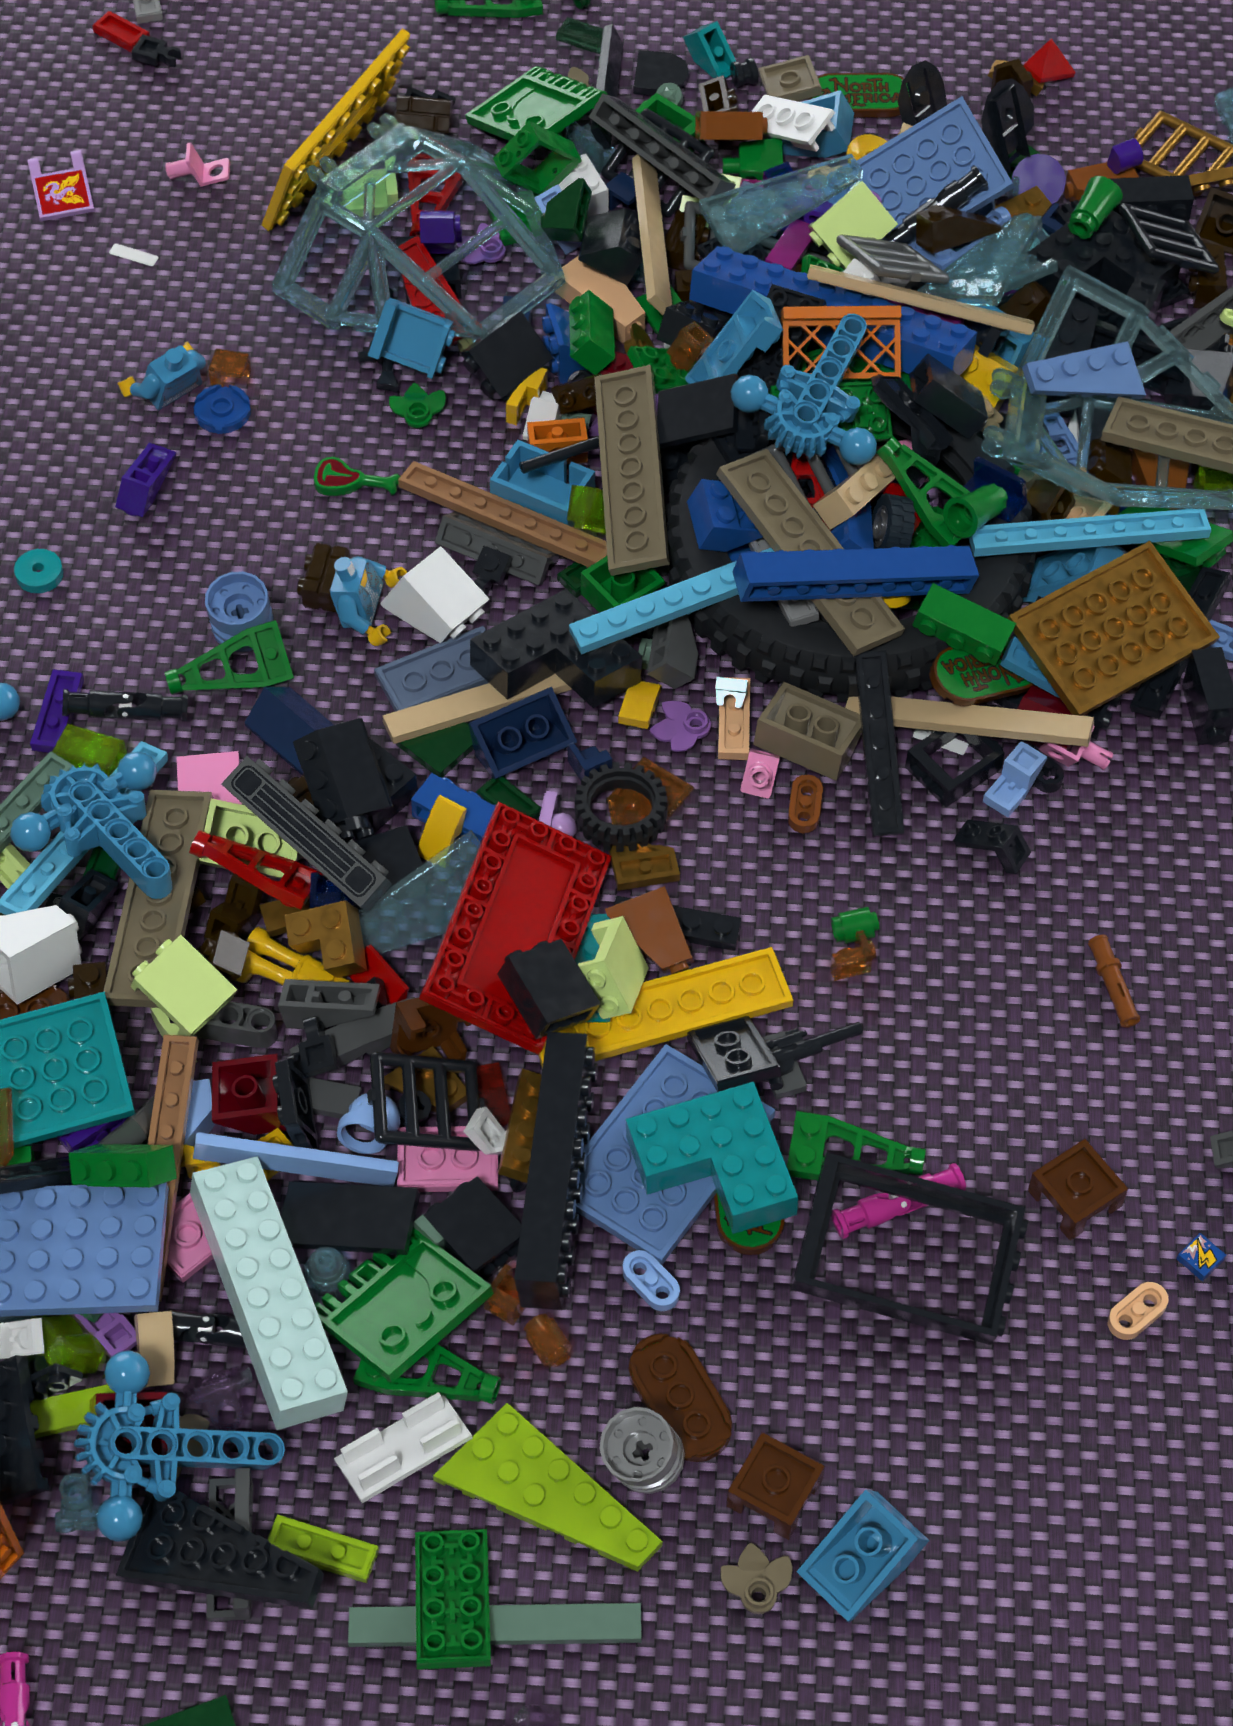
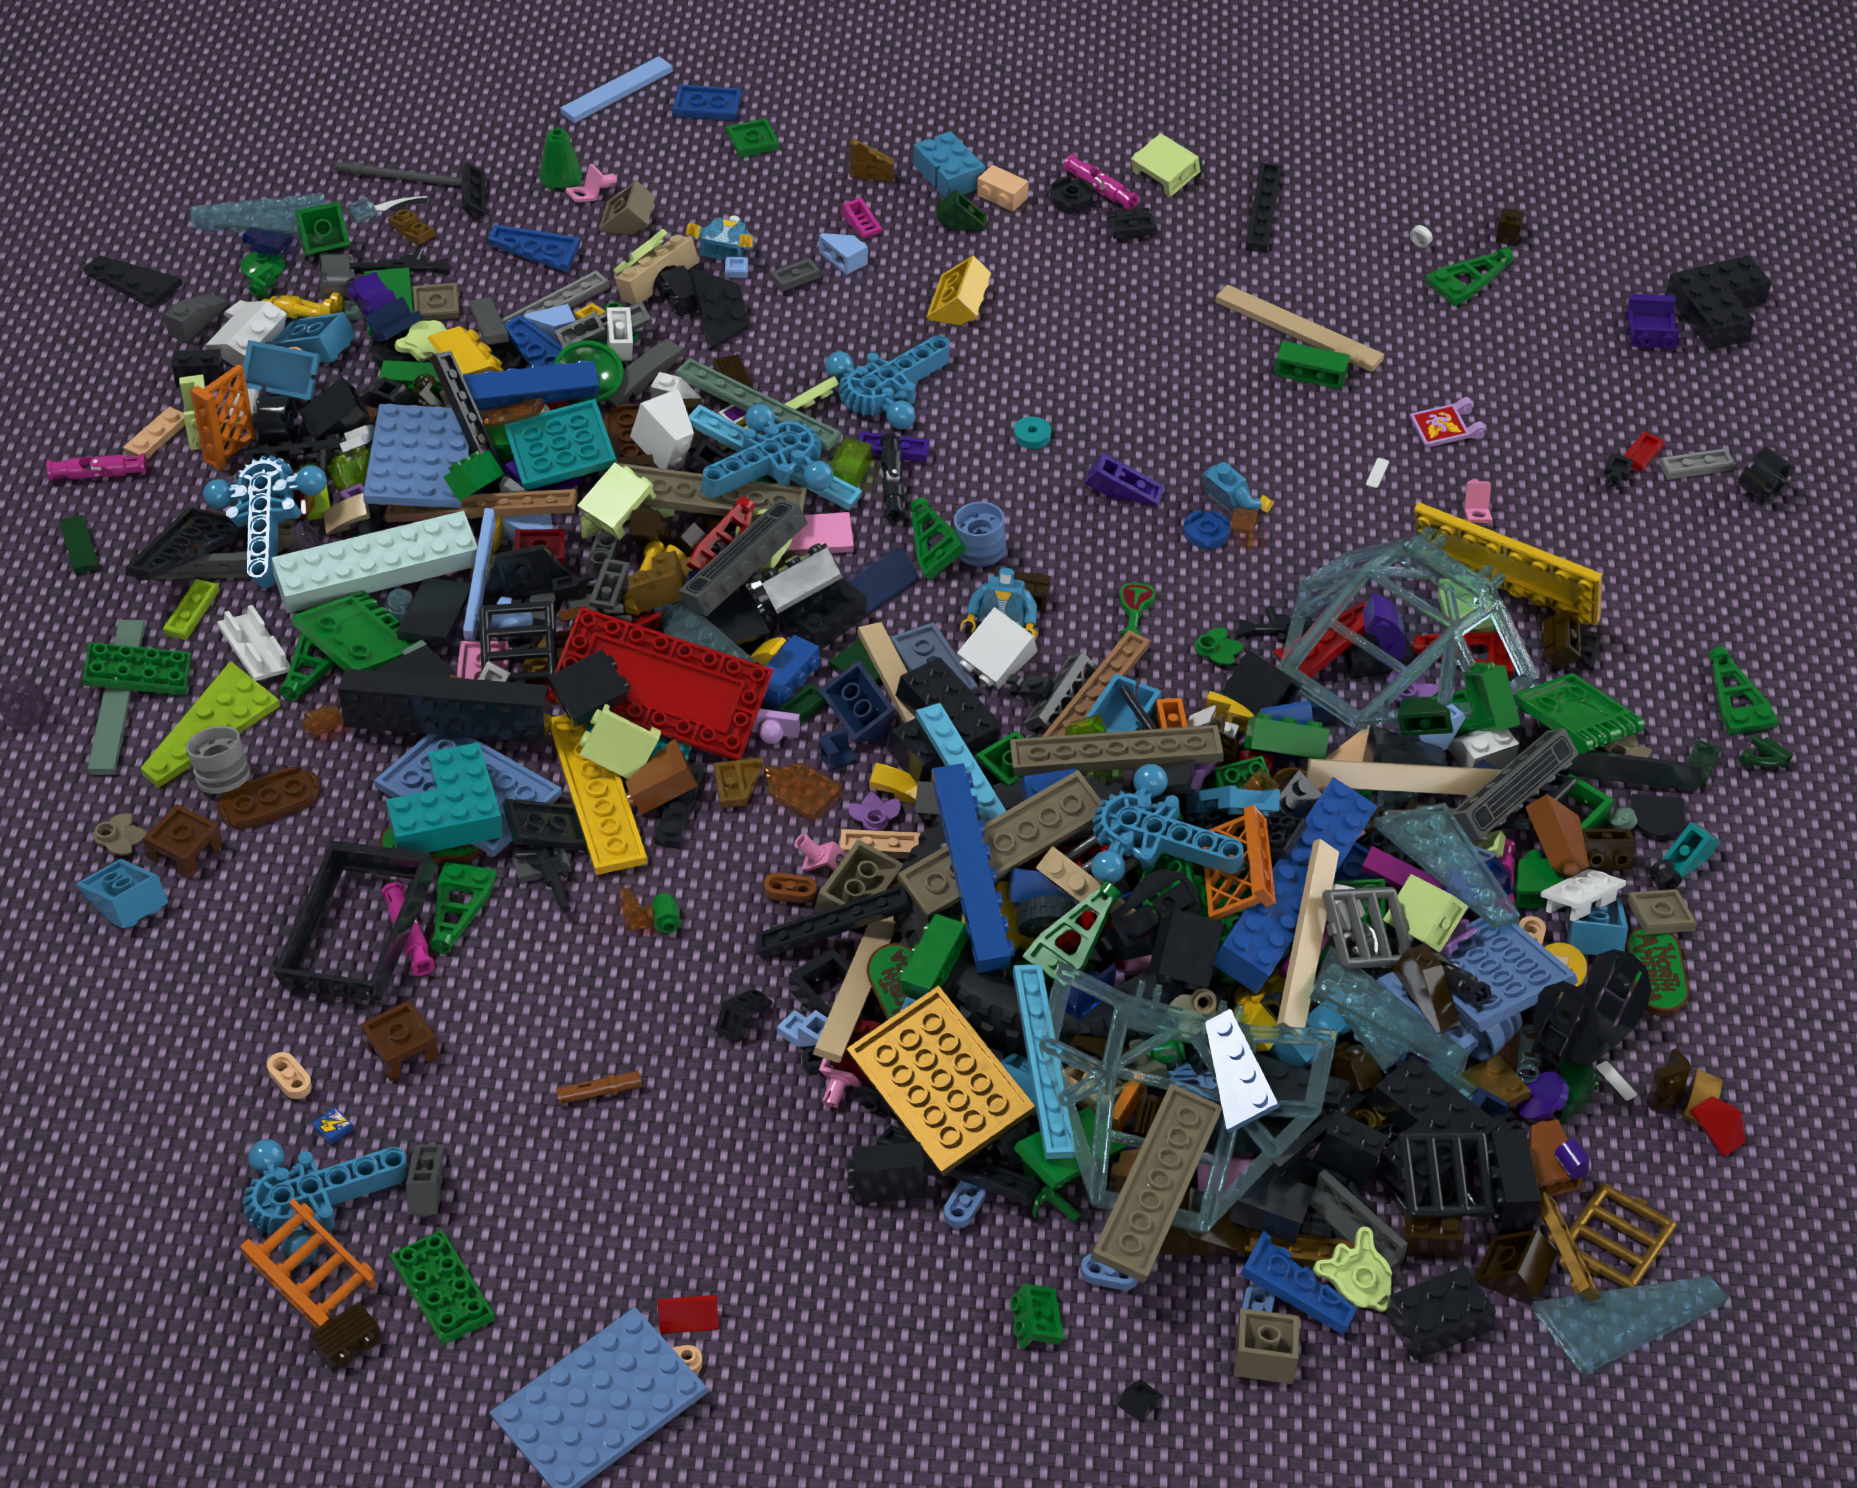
camera: 90 degrees right, 10 degrees down
(412, 337) = (1280, 625): dark azure panel -> none
(620, 778) = (782, 781): black tyre -> none
(653, 1281) = (360, 779): light blue plate -> none
(733, 687) = (899, 831): tile -> none
(971, 511) = (1045, 954): green plant -> none
(1095, 205) = (1466, 1099): green plant -> none

